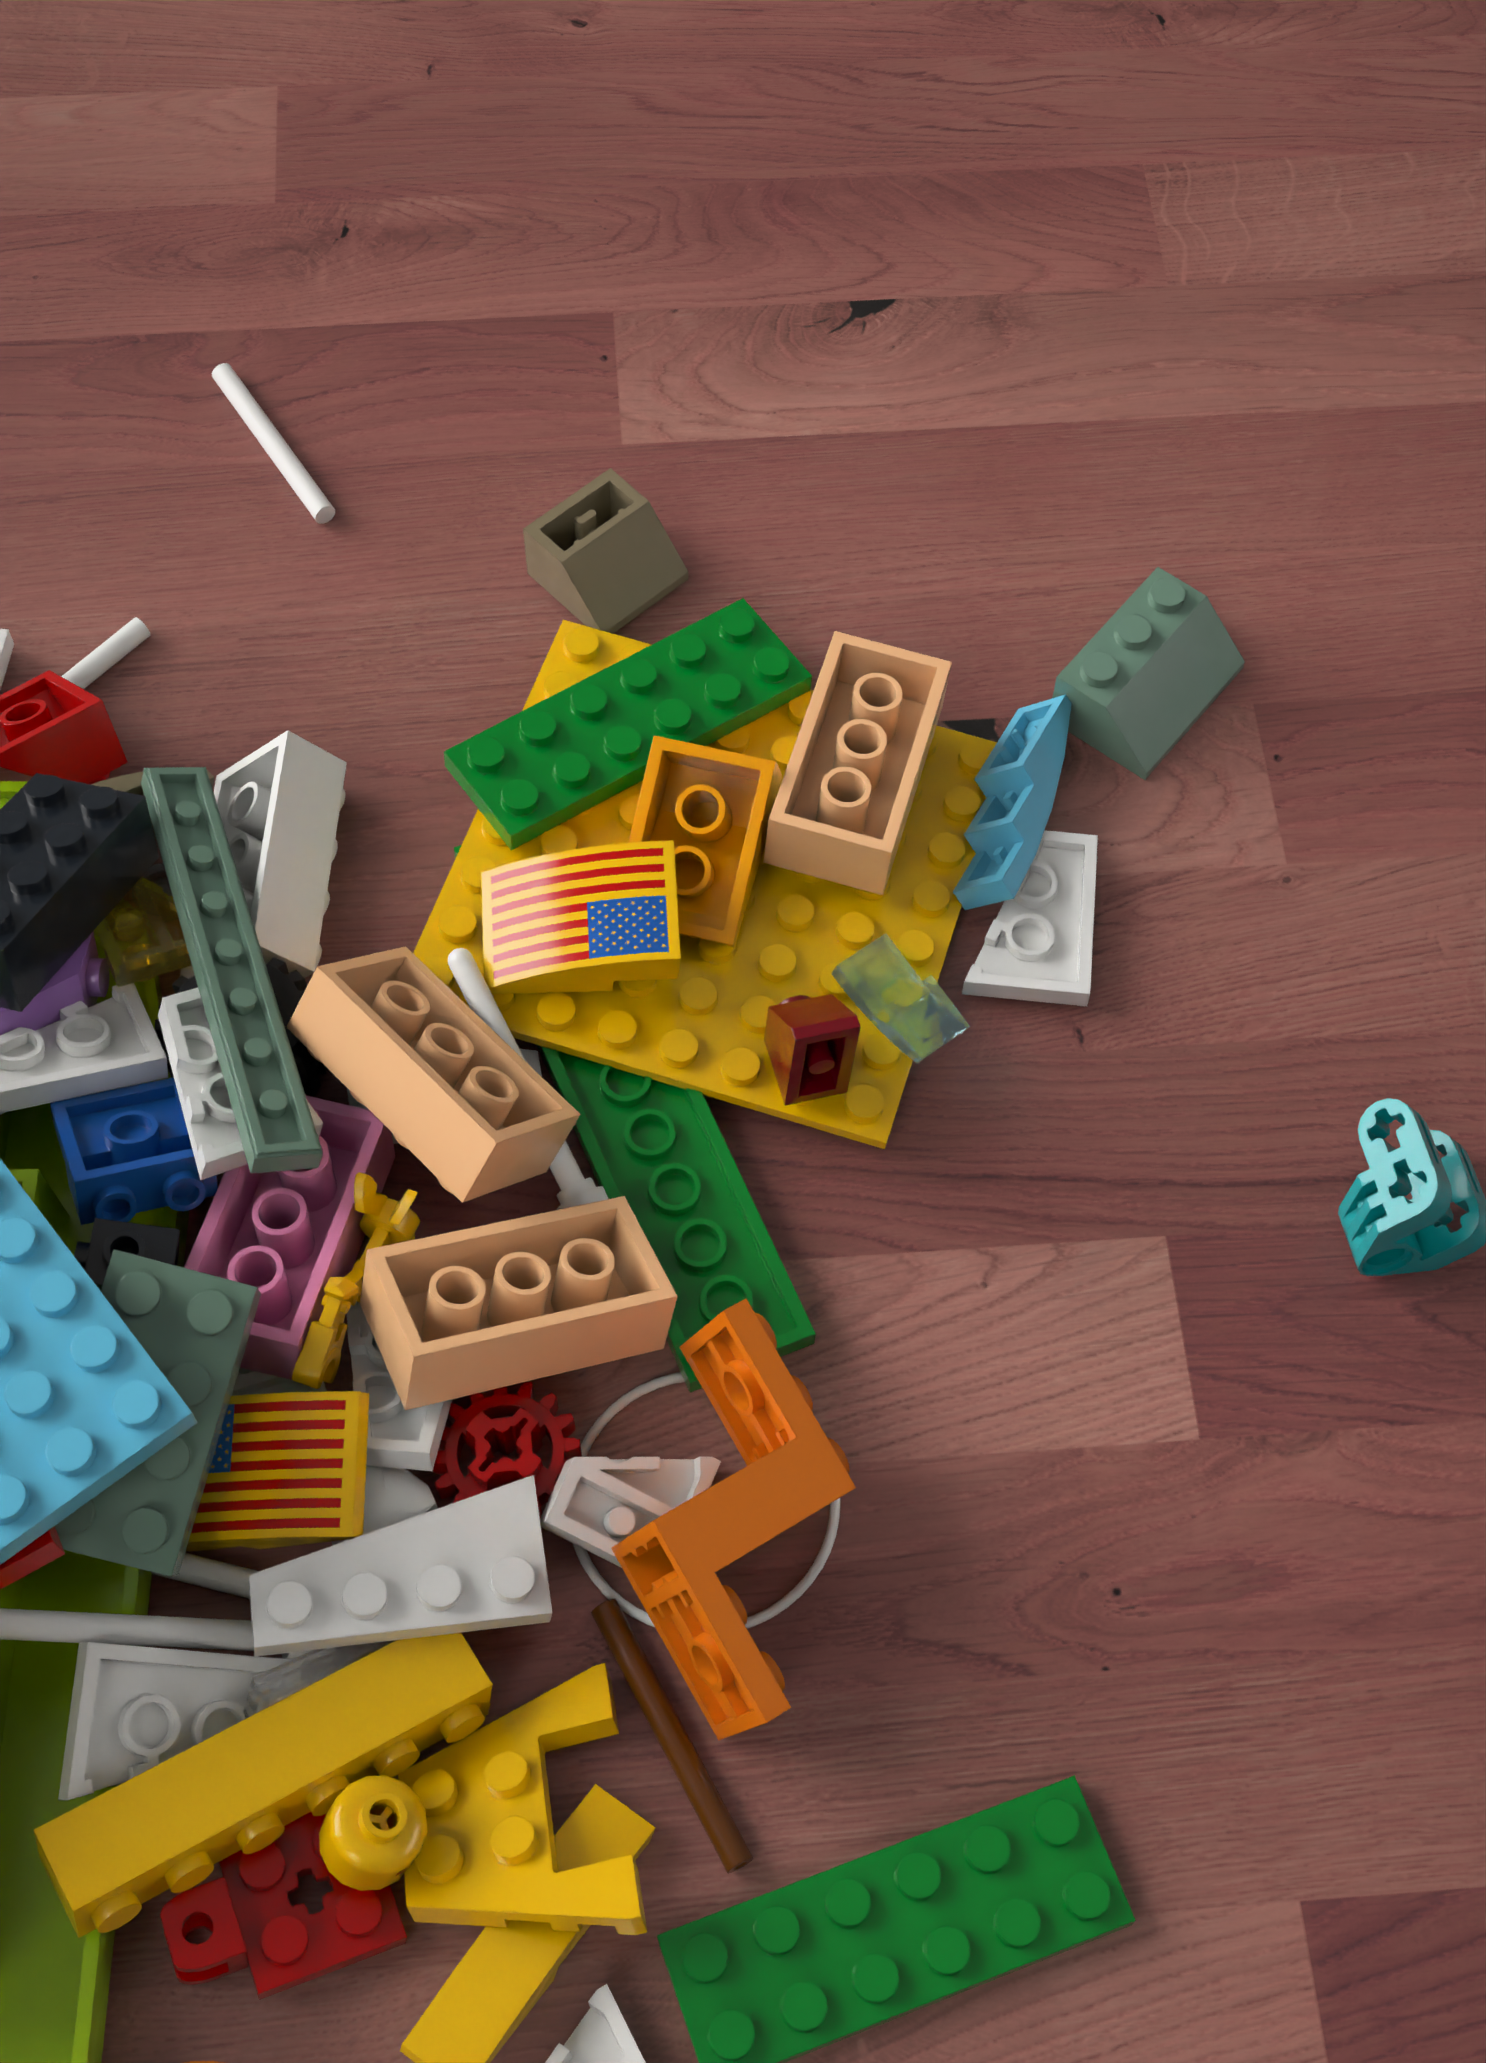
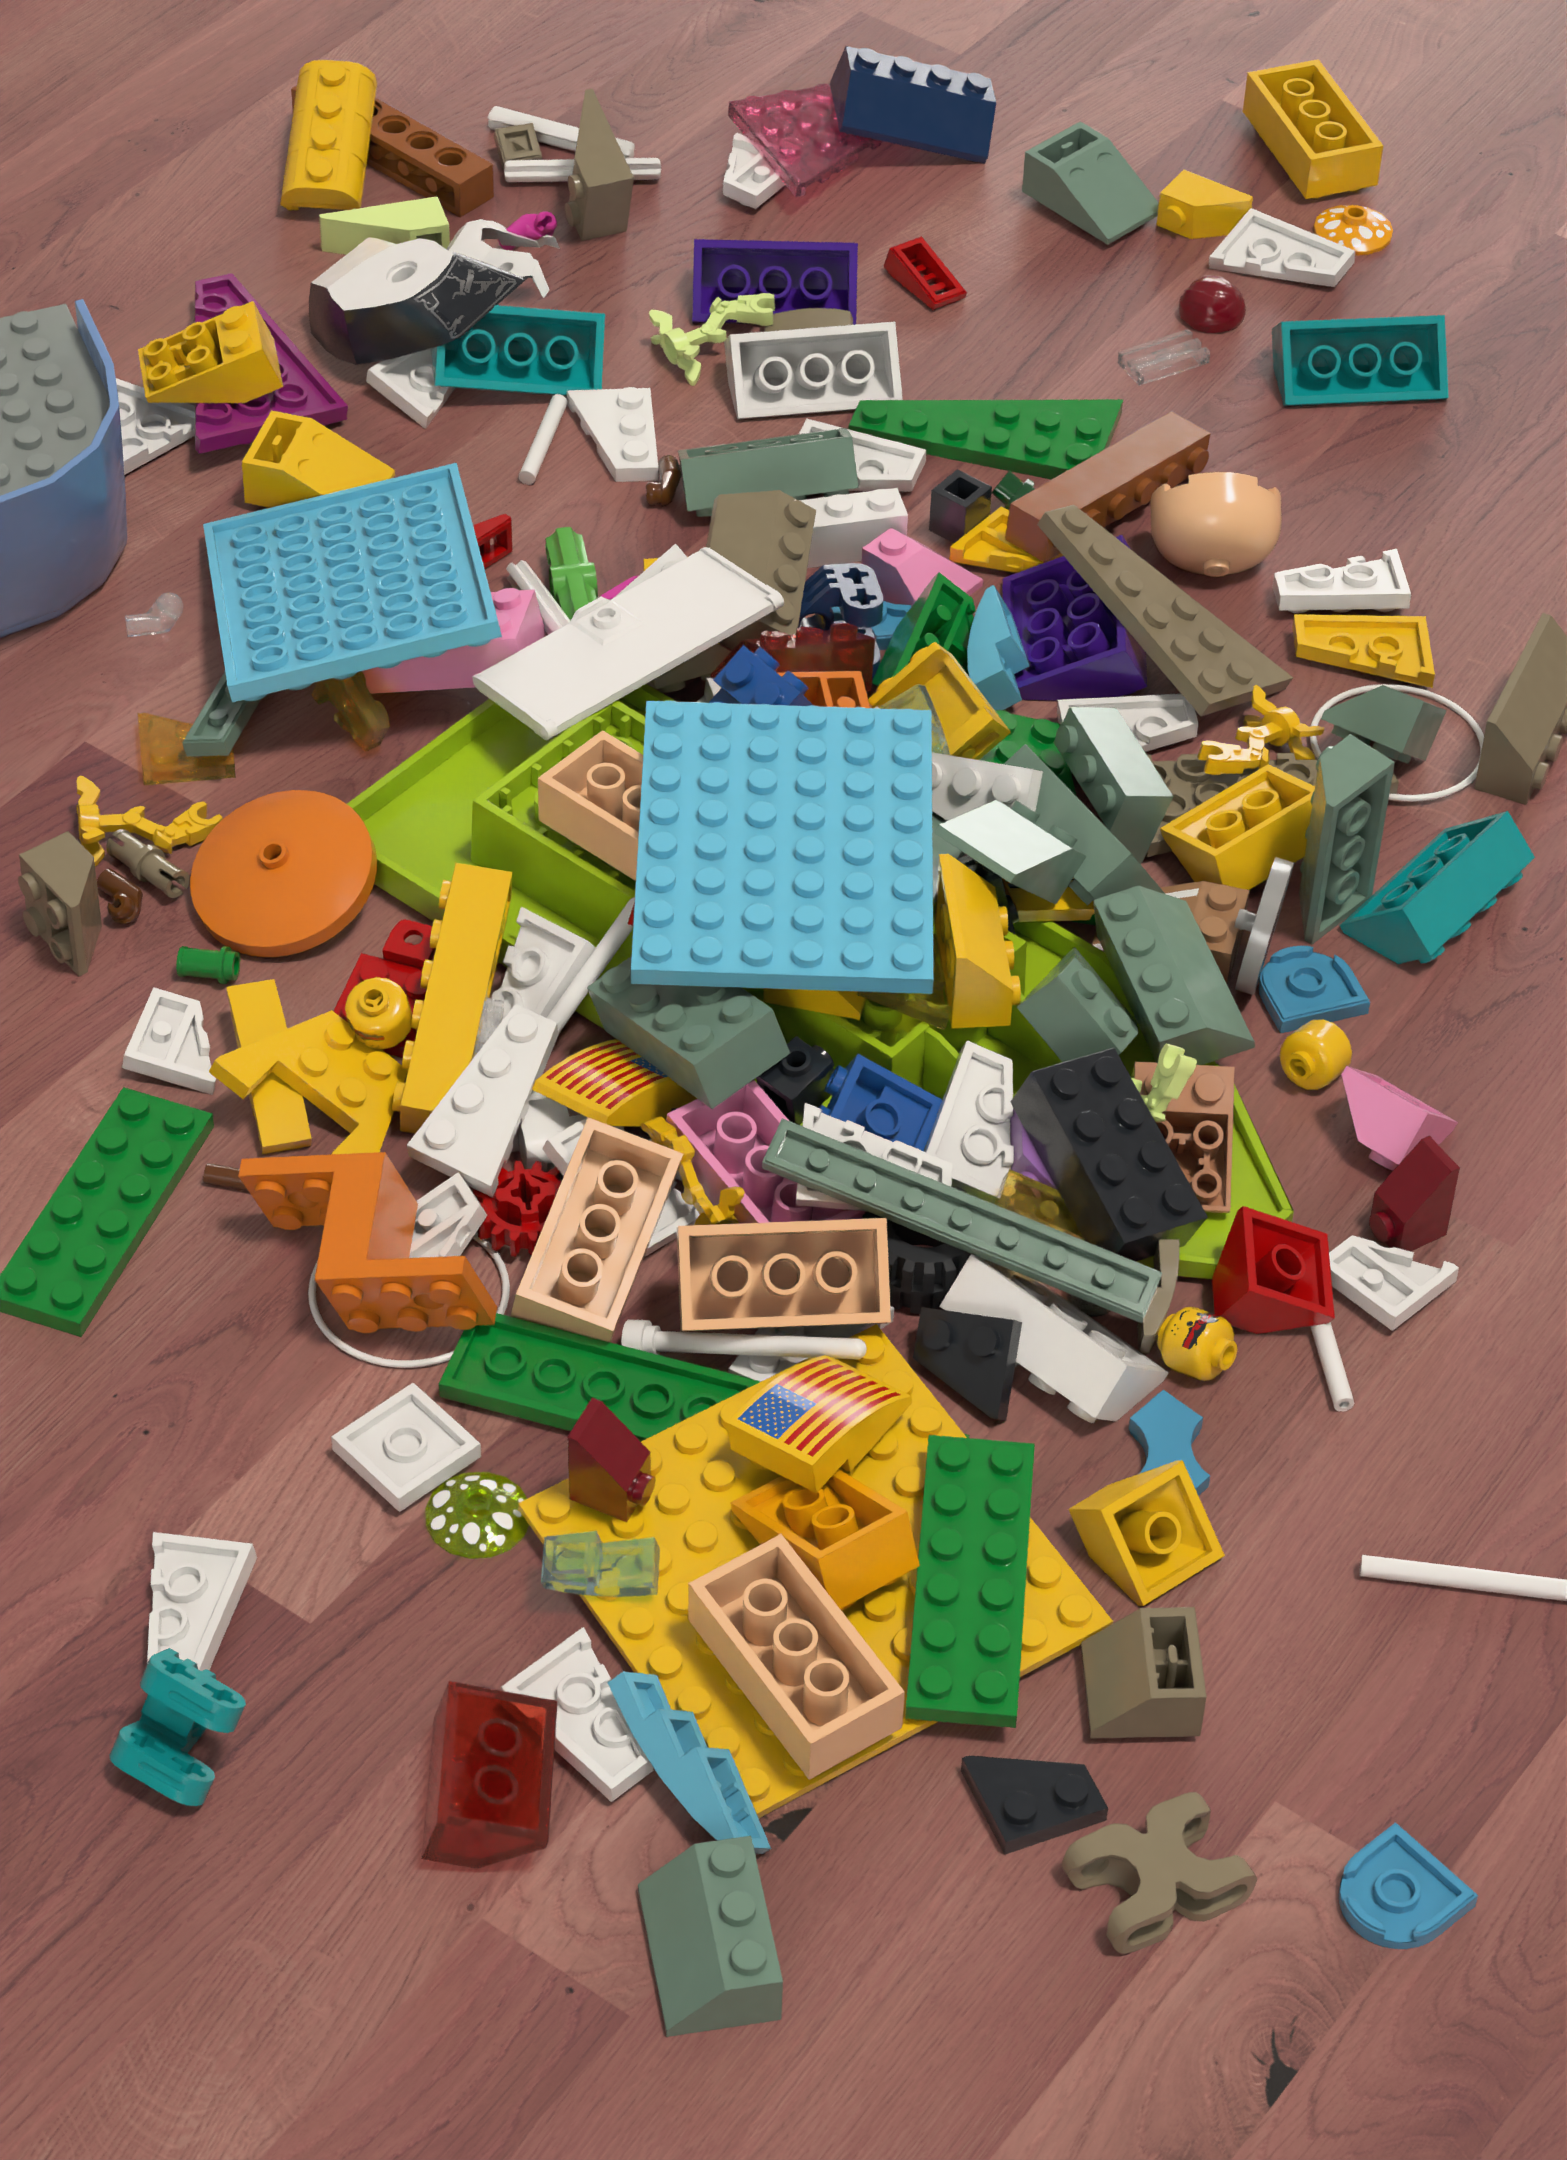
camera: 130 degrees right, 15 degrees down
(172, 740) = (1197, 1343): none -> yellow head
(341, 698) = (1166, 1434): none -> dark azure tile
(350, 903) = (970, 1355): none -> black wing
(442, 661) = (1148, 1531): none -> yellow slope
(635, 322) = (1401, 1892): none -> dark azure tile
(779, 449) = (1159, 1872): none -> dark tan piece
(787, 577) = (1033, 1798): none -> black wing
(908, 1222) = (471, 1528): none -> clear neon green dish
(911, 1307) = (406, 1446): none -> white plate
(1192, 920) = (489, 1776): none -> clear red slope
(1263, 1334) = (195, 1593): none -> white wing

